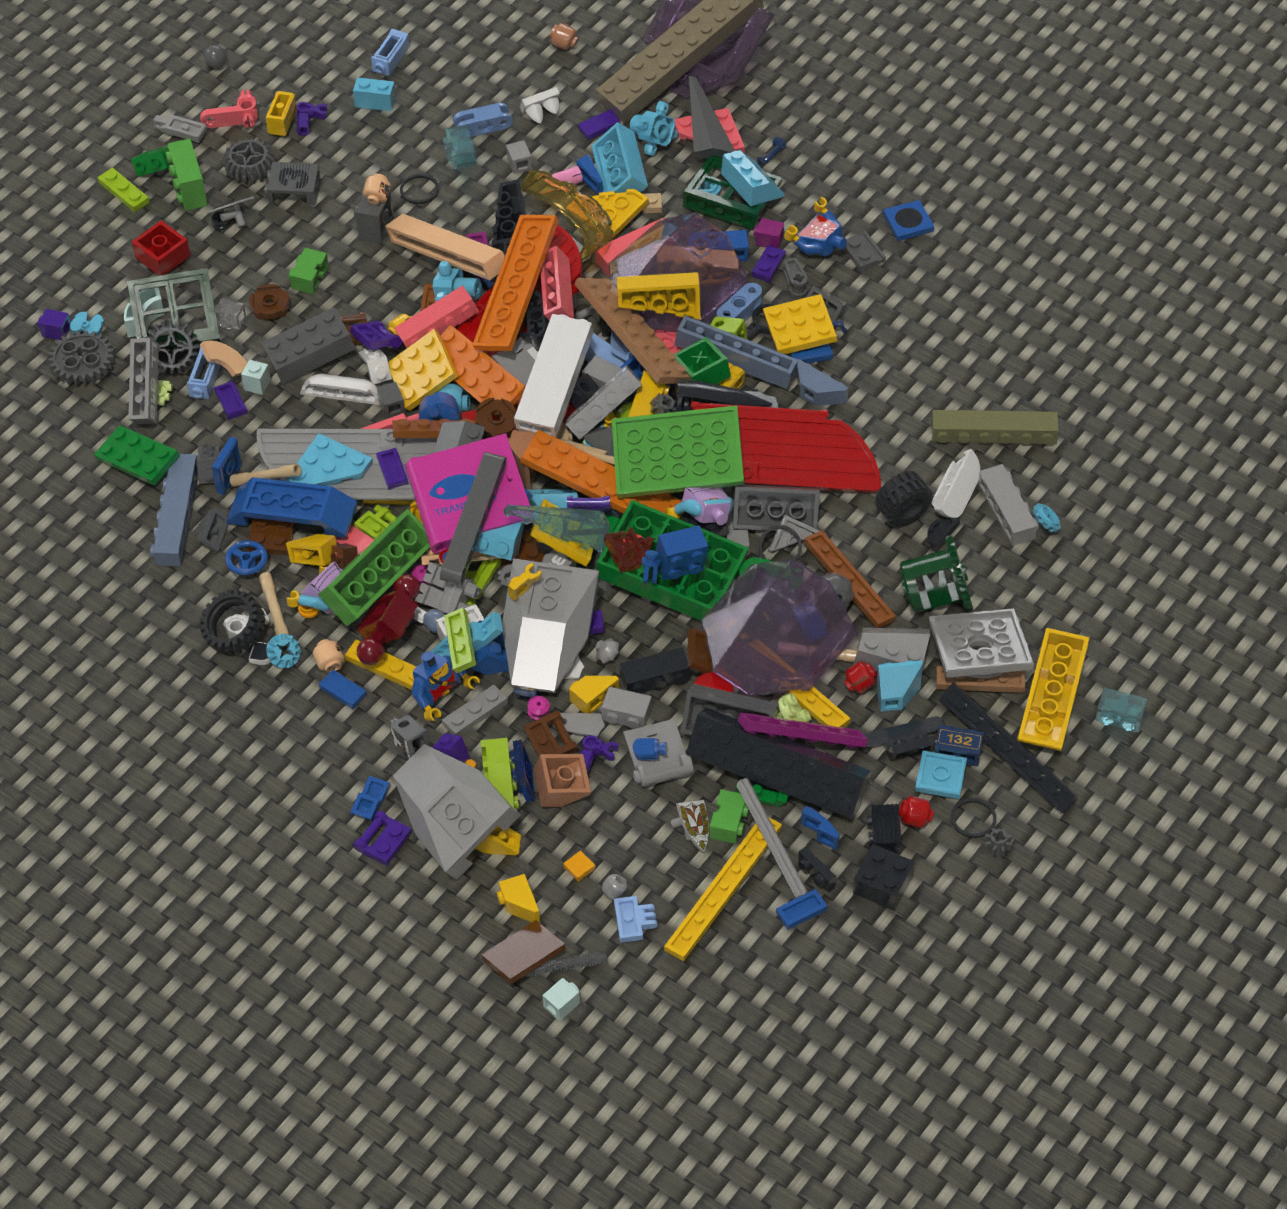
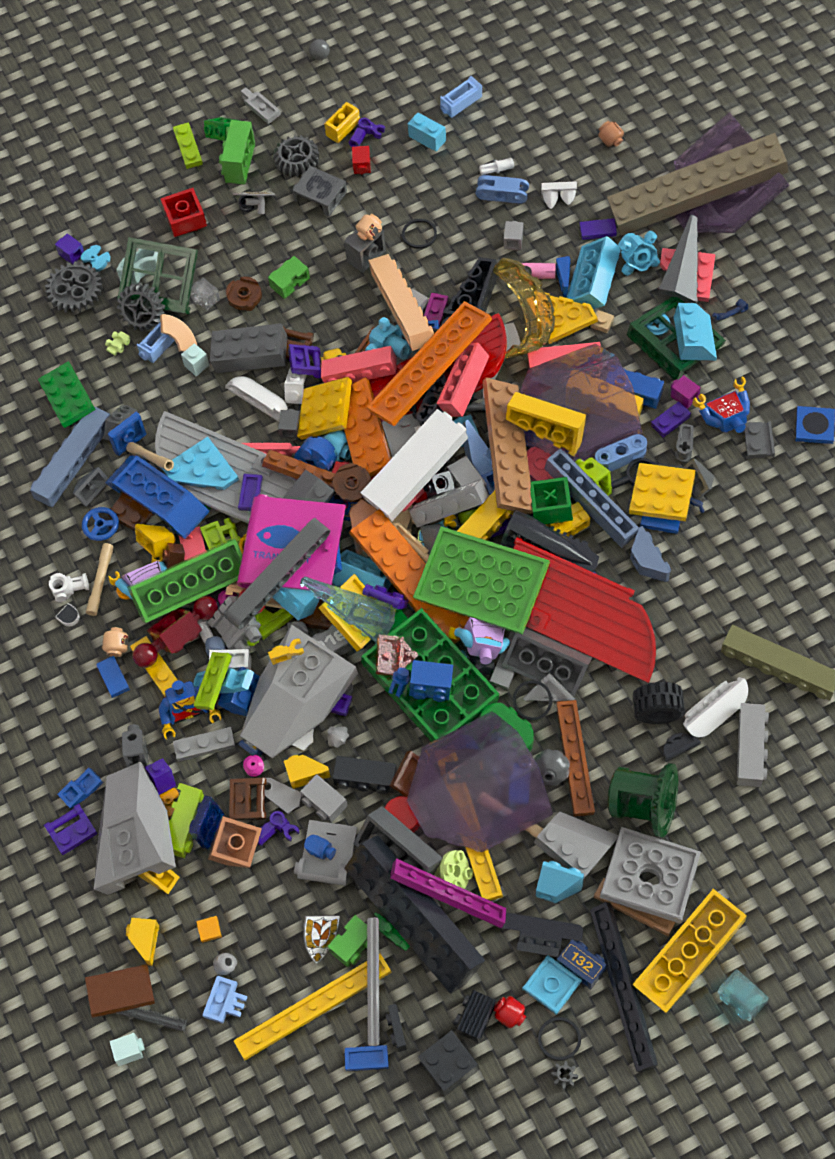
camera: 30 degrees right, 10 degrees up
(143, 381) = (101, 331): light grey brick -> none
(216, 610) = (67, 591): black tyre -> none
(230, 400) = (167, 372): dark purple tile -> none
(243, 113) = (314, 111): coral piece -> none
(274, 652) = (85, 612): medium azure gear -> none
(320, 141) = (361, 159): none -> red brick
(460, 147) = (470, 207): clear light blue brick -> none
(464, 102) = (497, 166): none -> white axle
(662, 404) = (489, 534): dark grey gear -> none
(825, 830) = (422, 993): blue slope -> none
(860, 677) = (531, 858): red head -> none
(1046, 517) = (781, 780): medium azure gear -> none

